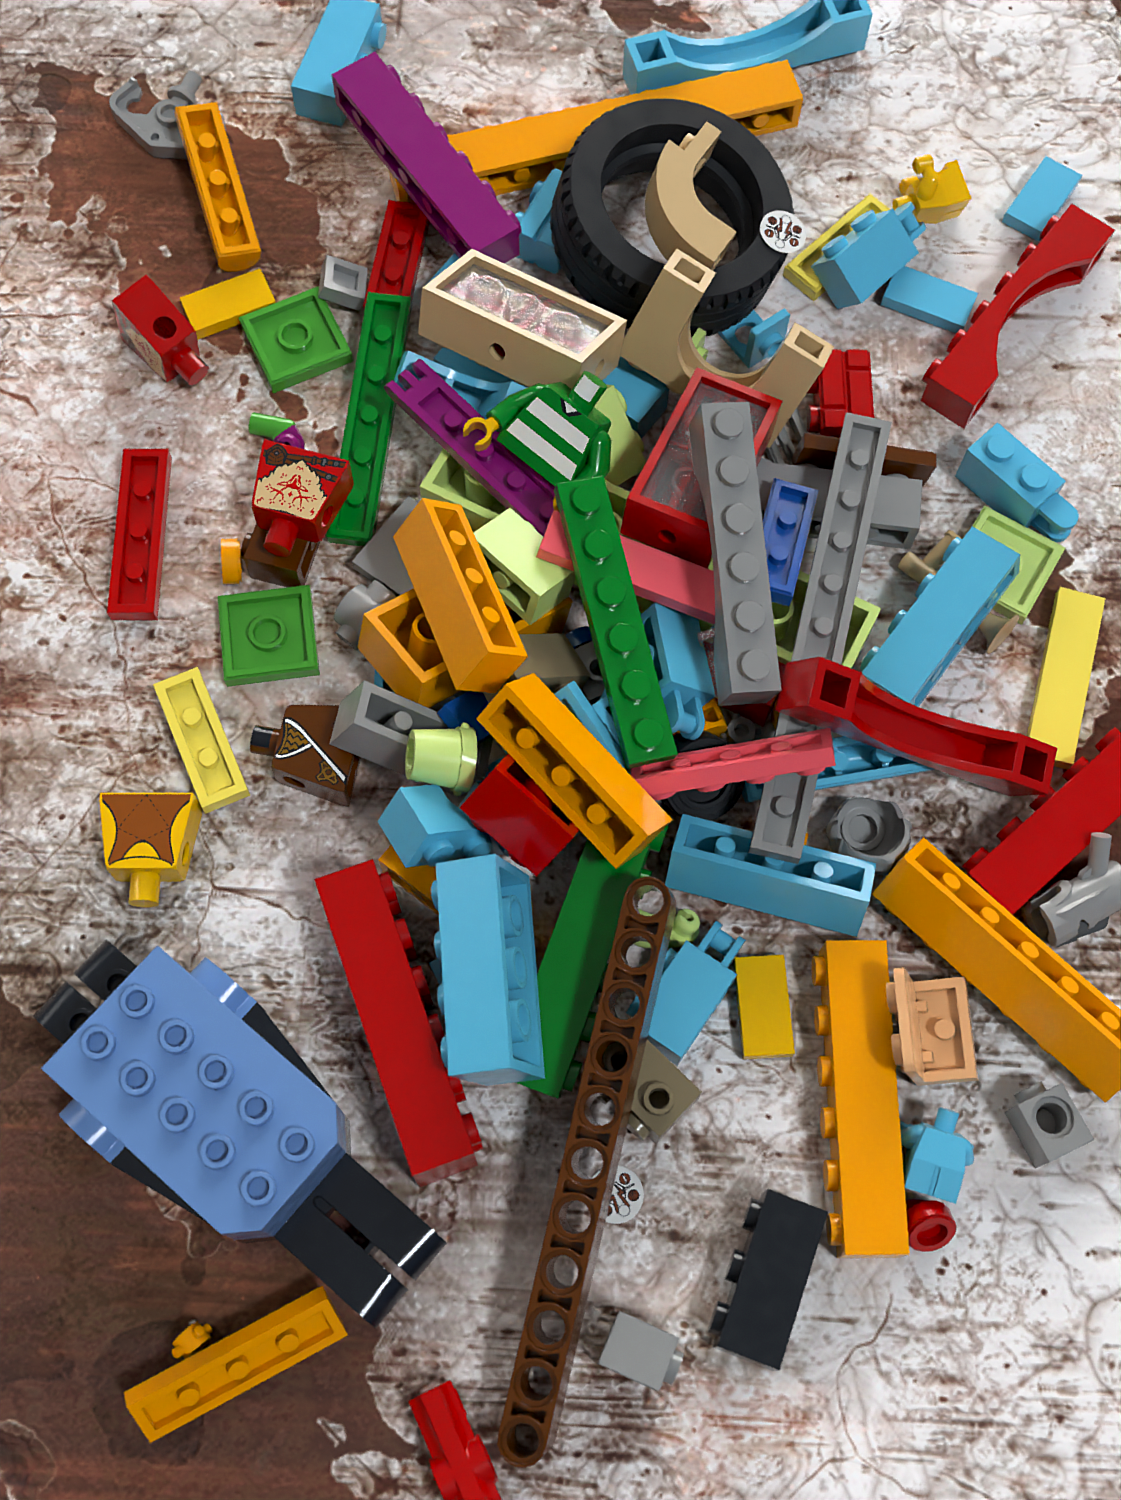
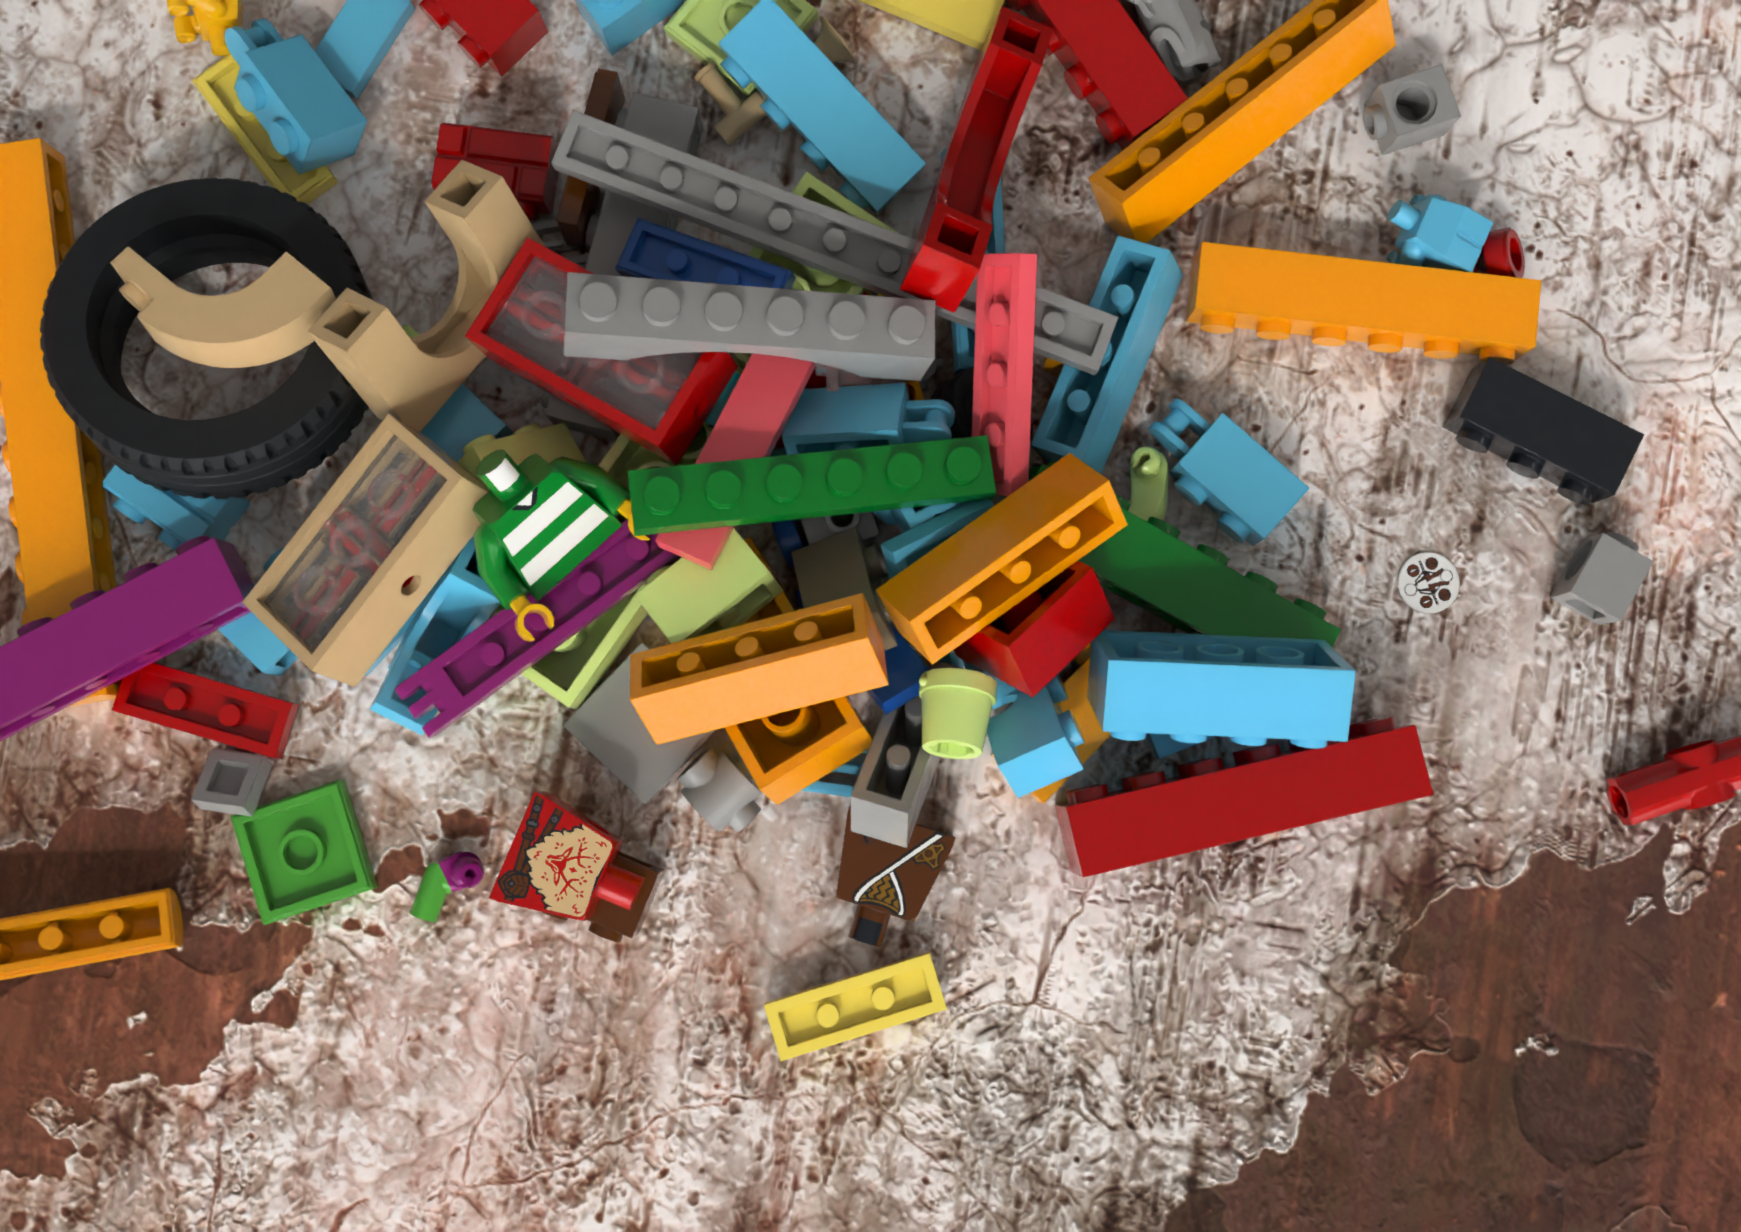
camera: 80 degrees left, 15 degrees up
(139, 534) = (566, 1069): red plate -> none
(148, 840) = (979, 1076): torso -> none
(158, 332) = (266, 1040): red torso -> none
(192, 1340) = (1543, 1052): light orange piece -> none
(221, 304) = (236, 938): yellow tile -> none
(224, 1118) = (1326, 1004): medium blue piece -> none
(231, 561) = (622, 955): light orange tile -> none
(235, 1364) = (1575, 1006): light orange plate -> none
(268, 635) = (723, 916): bright green tile -> none
(371, 415) = (431, 764): green tile -> none
(547, 1293) = (1450, 605): reddish brown beam -> none
(660, 1094) = (1323, 537): dark tan brick -> none
(763, 337) = (401, 250): medium azure bracket -> none
(763, 1007) = (1247, 391): yellow tile -> none
(783, 231) = (266, 196): white sticker -> none
(870, 832) = (1071, 237): light grey hair -> none
(934, 1029) = (1301, 206): light nougat bracket -> none

